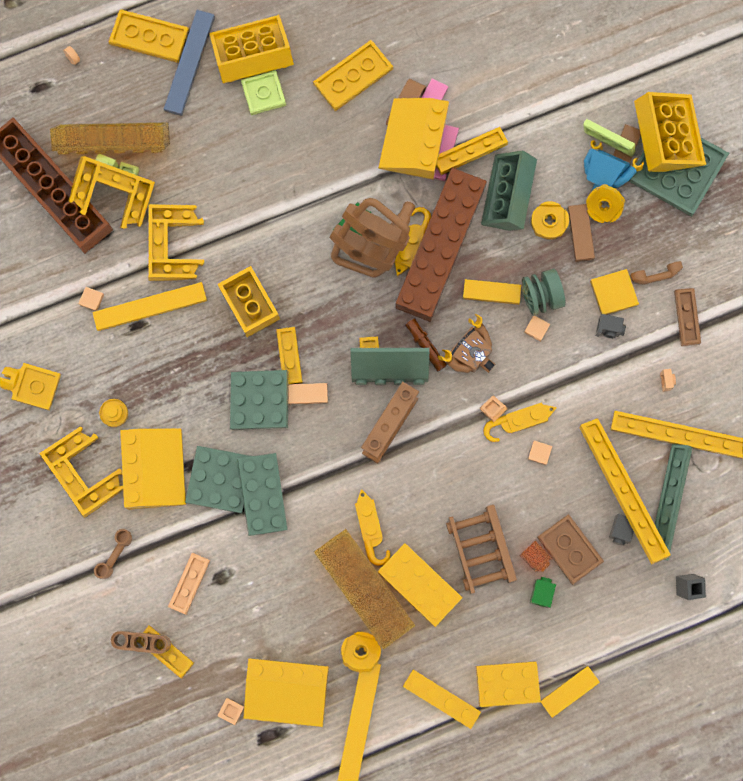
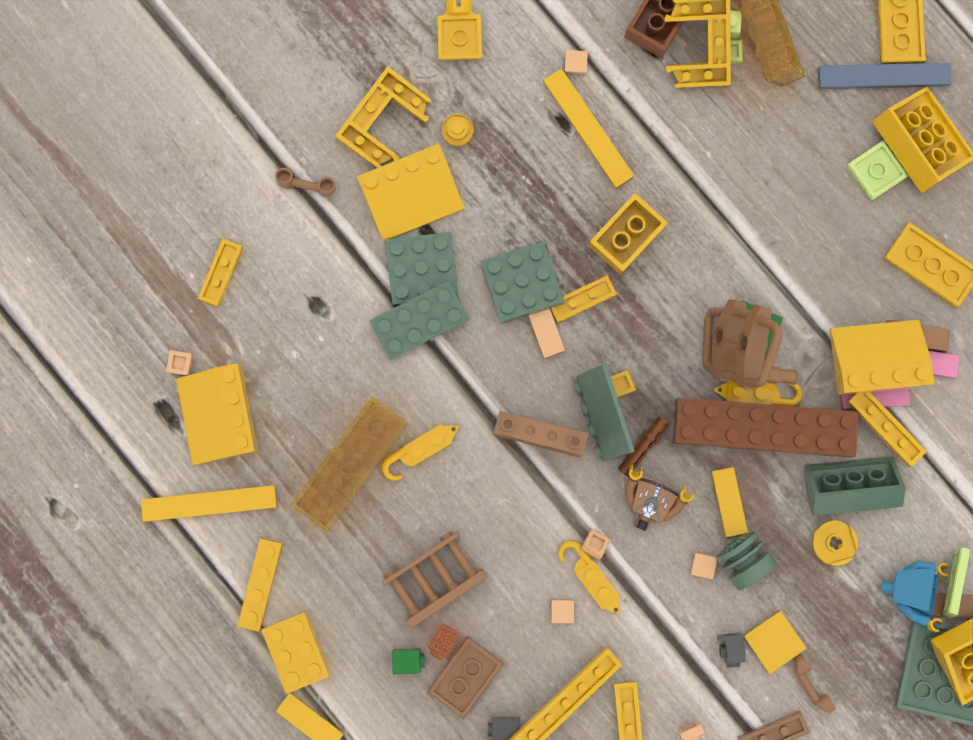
camera: 70 degrees right, 5 degrees up
(131, 642) = (214, 234): medium nougat beam -> none
(159, 220) = (689, 105): yellow wedge -> none
(189, 583) = (300, 273): light nougat tile -> none
(365, 662) = (270, 475): yellow plate -> none
(419, 585) = (373, 523): yellow brick -> none
(581, 232) = (832, 583): medium nougat tile -> none
(607, 214) = (885, 604): yellow plate -> none

